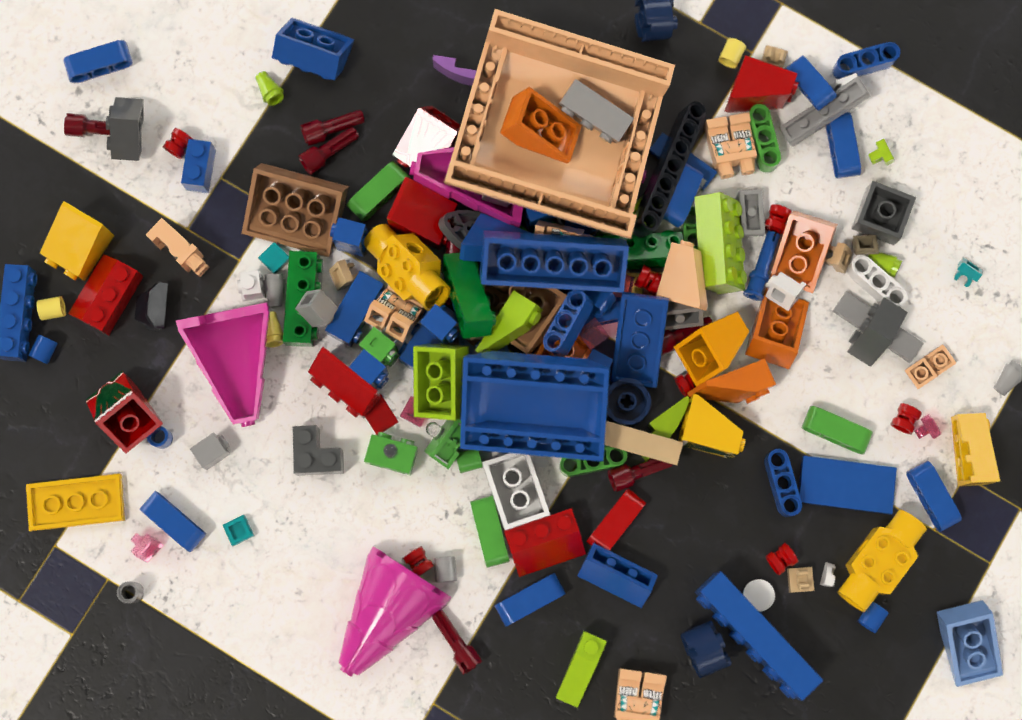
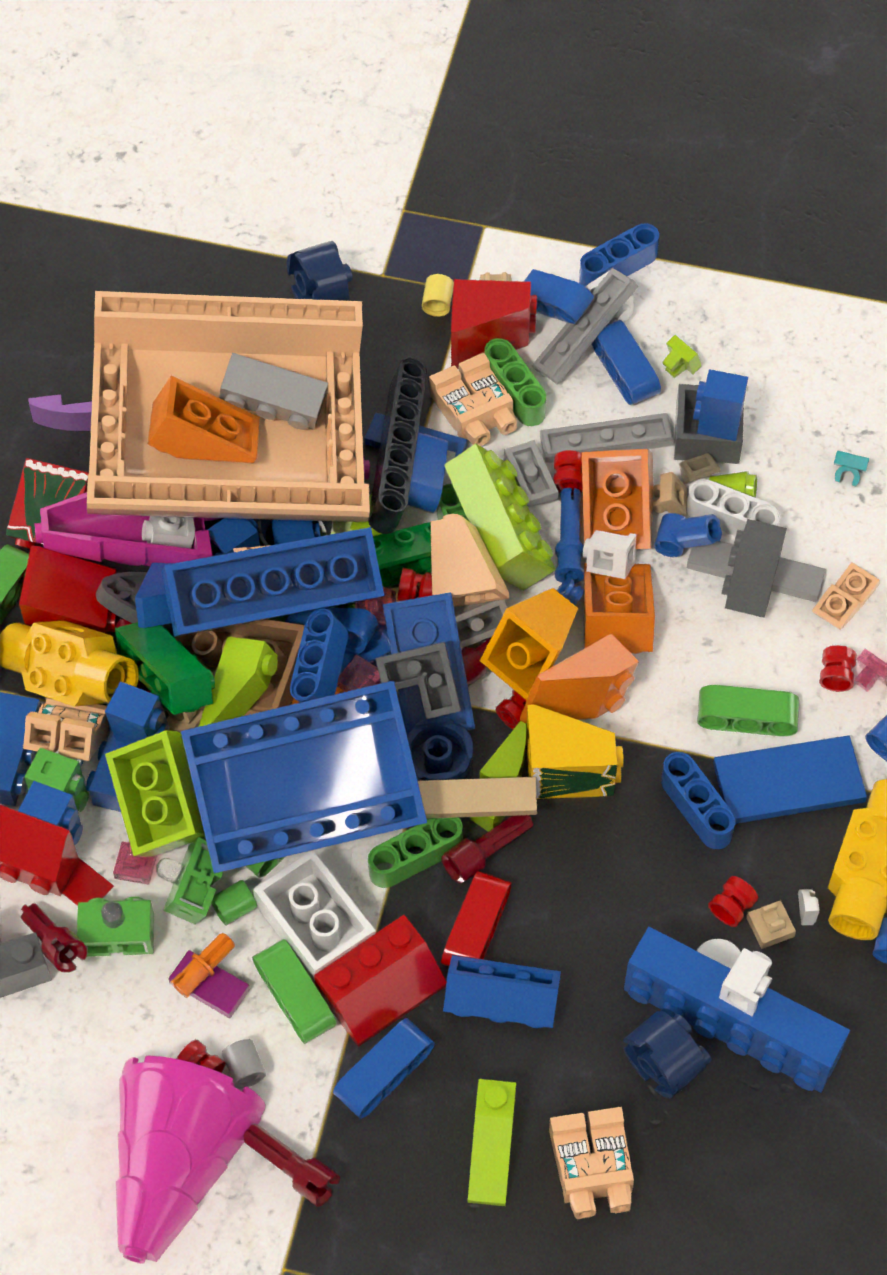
camera: 15 degrees left, 20 degrees down
(352, 461) = (58, 943): none -> dark red piece
(438, 498) = (202, 965): none -> orange axle
(439, 508) = (220, 992): none -> magenta tile
(635, 348) = (427, 668): none -> dark grey brick
(747, 310) = (570, 591): none -> blue bush
(770, 631) = (747, 981): none -> white brick
(811, 198) = (620, 434): none -> light grey tile
(836, 288) = (681, 532): none -> blue piece
(895, 213) = (720, 404): none -> blue brick

